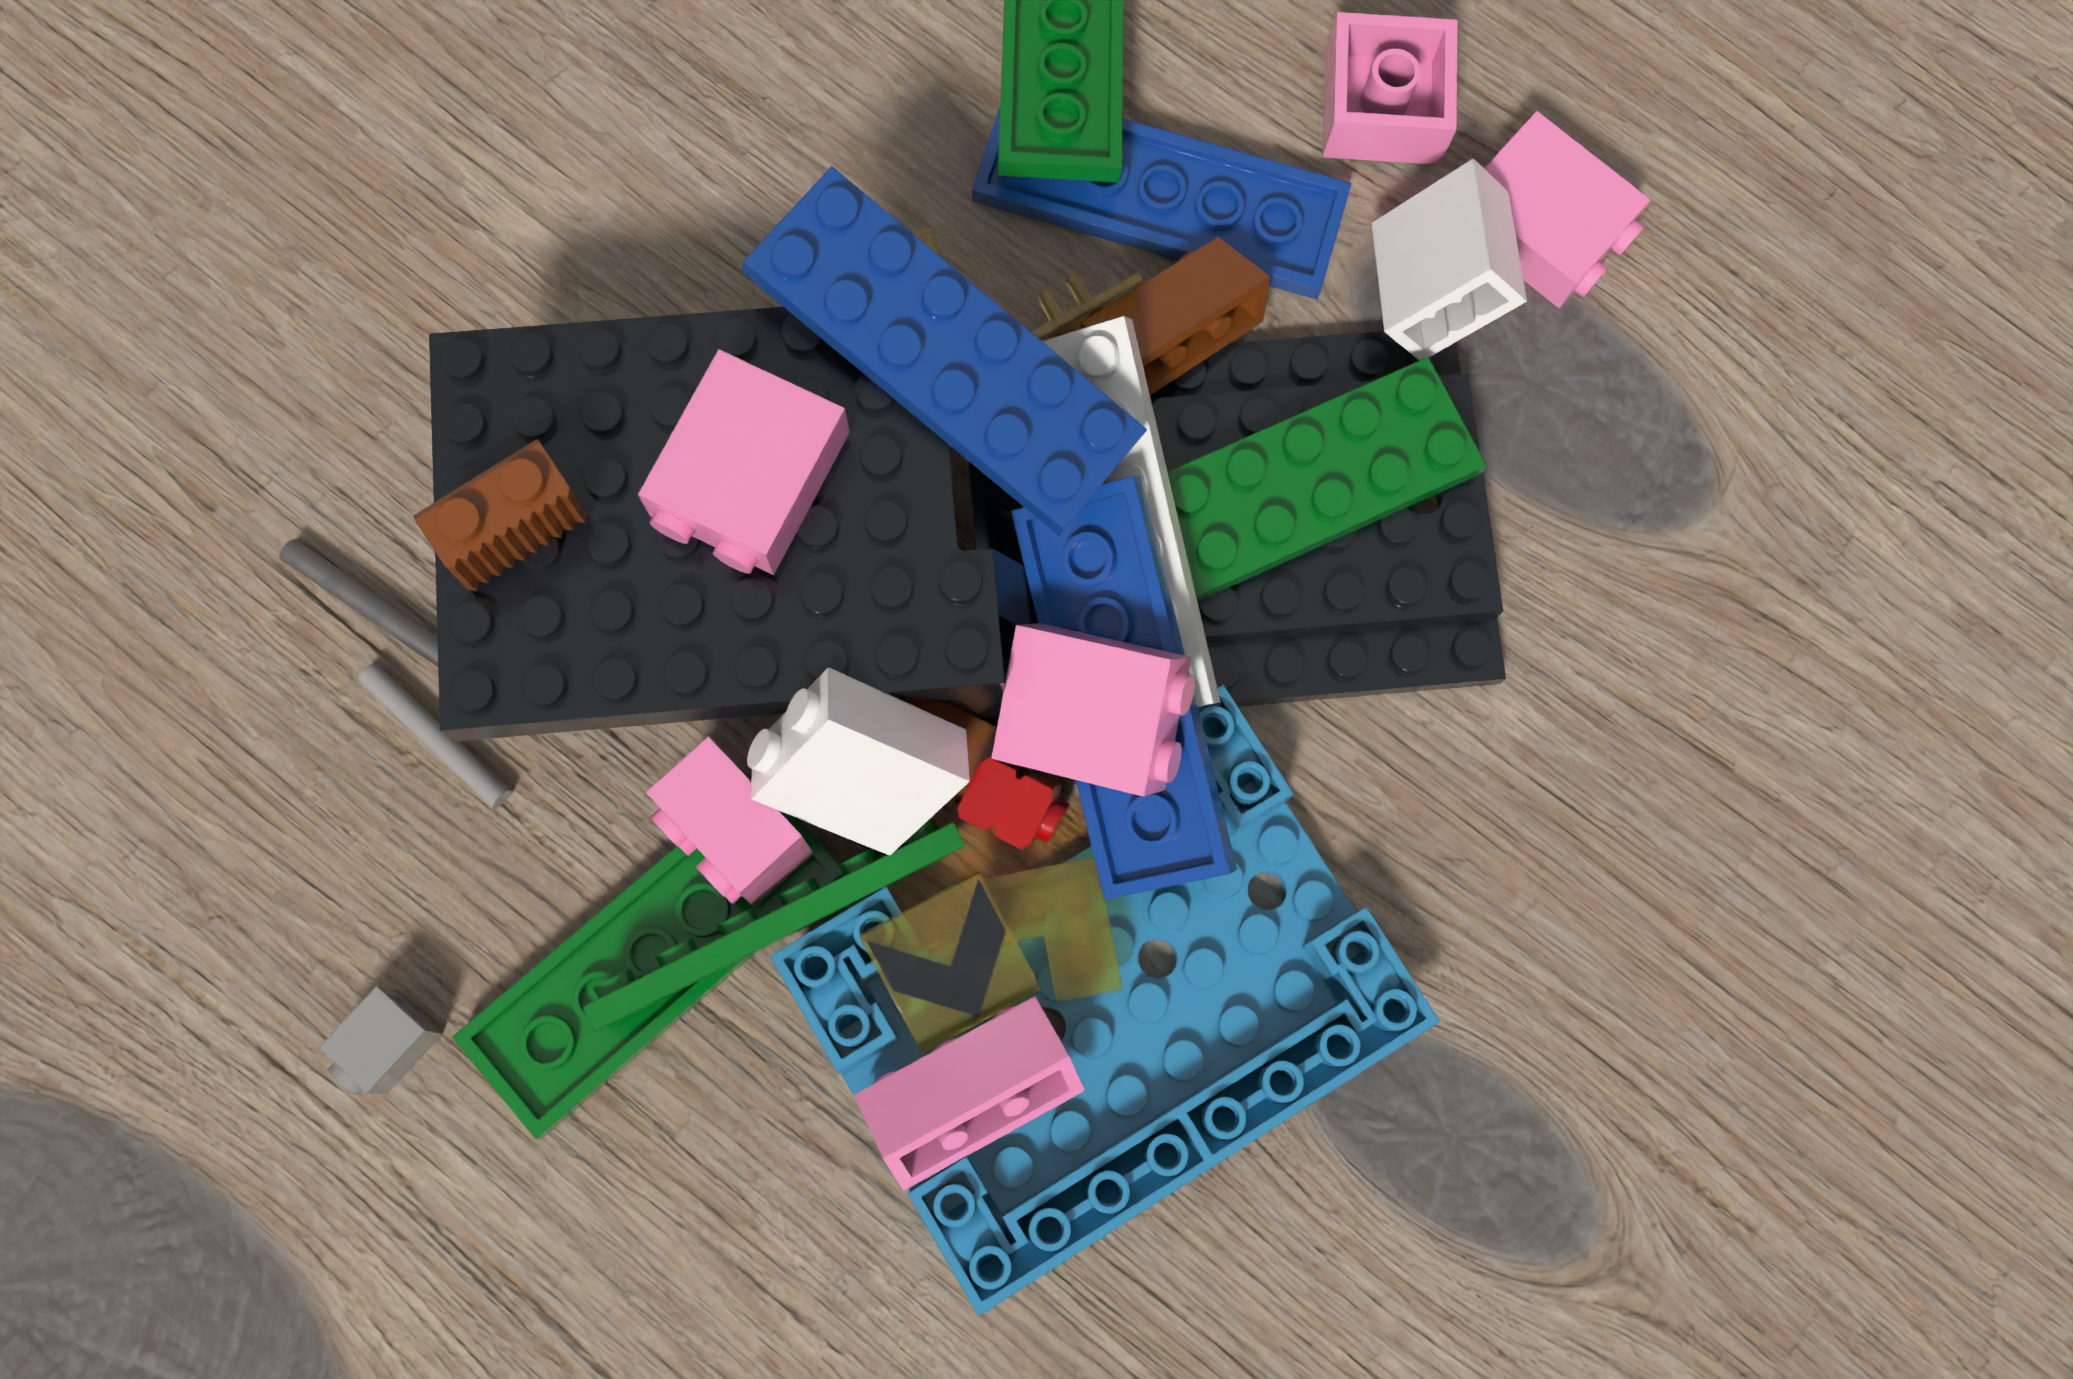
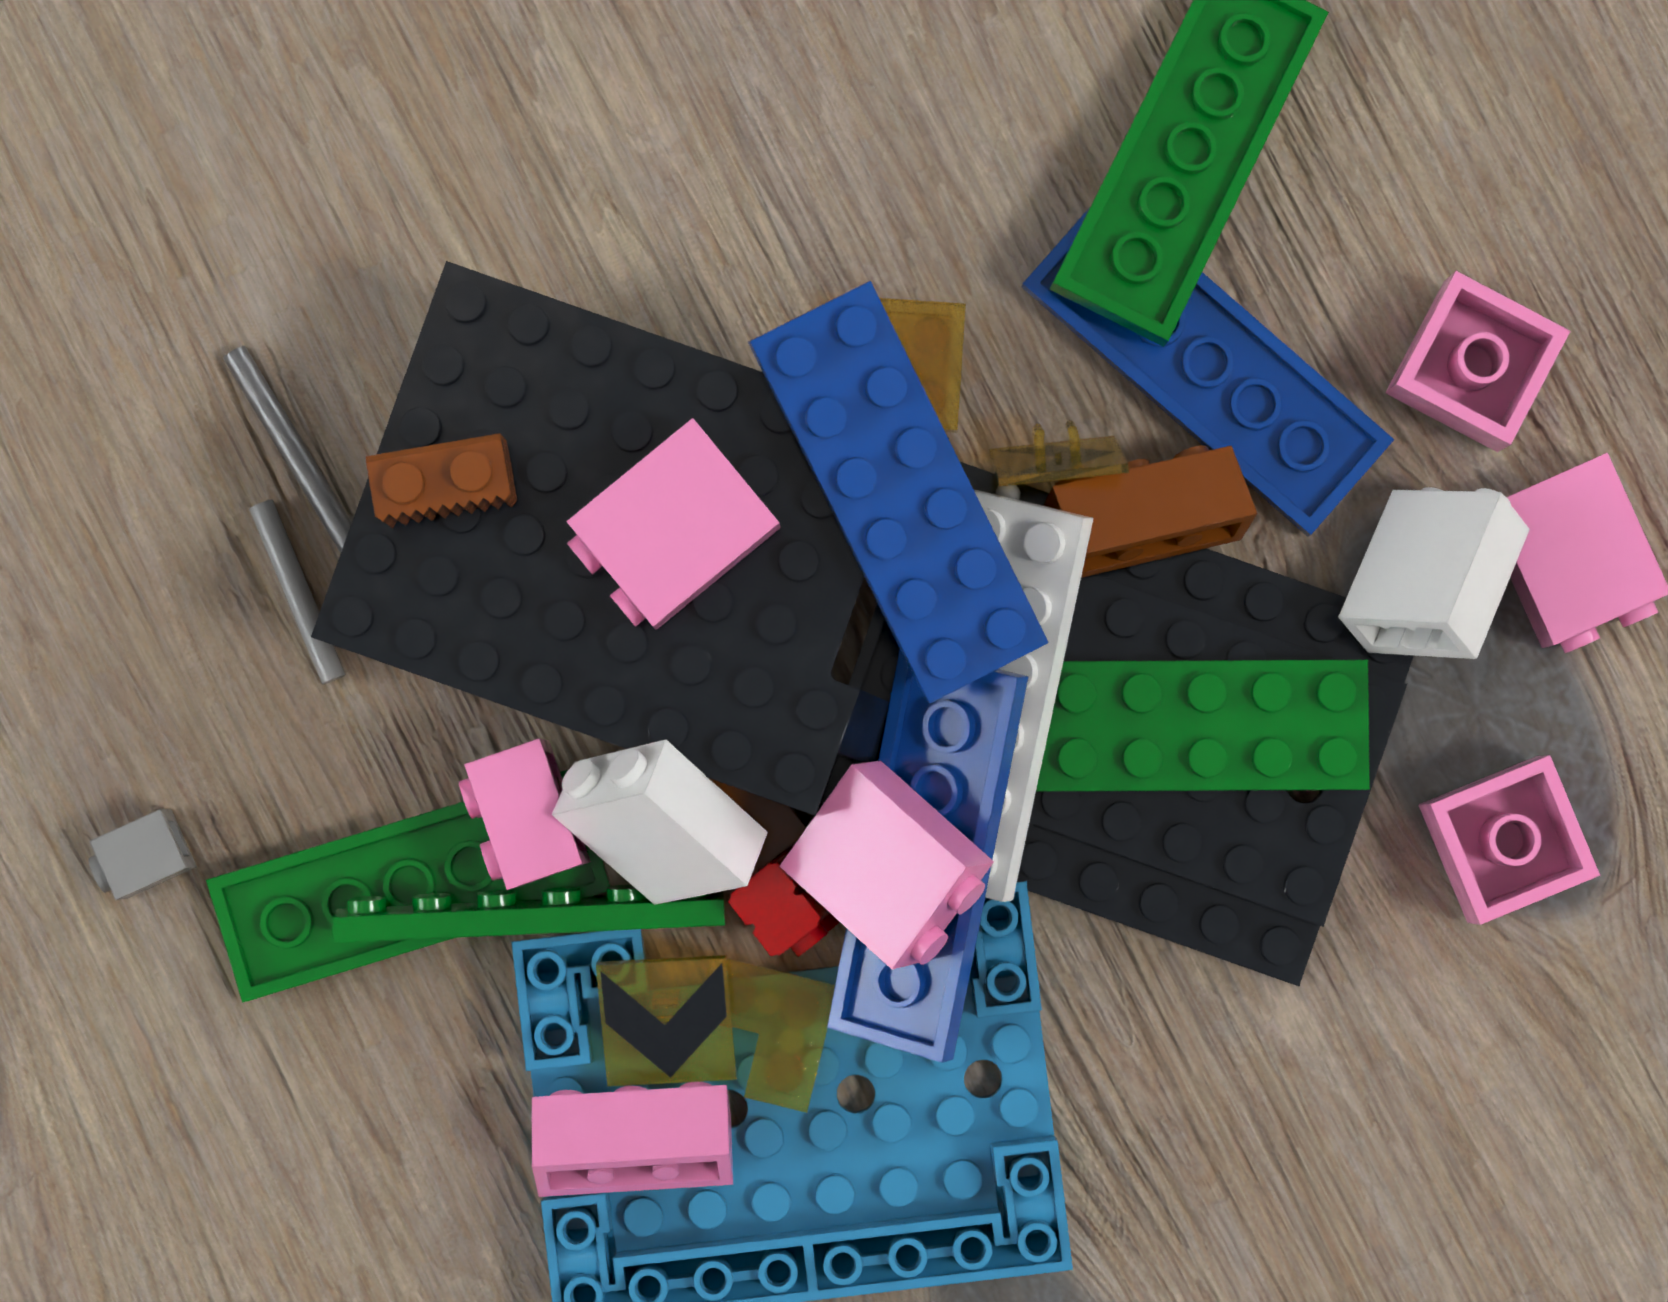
camera: 30 degrees right, 10 degrees up
(1624, 465) = (1509, 840): none -> bright pink brick

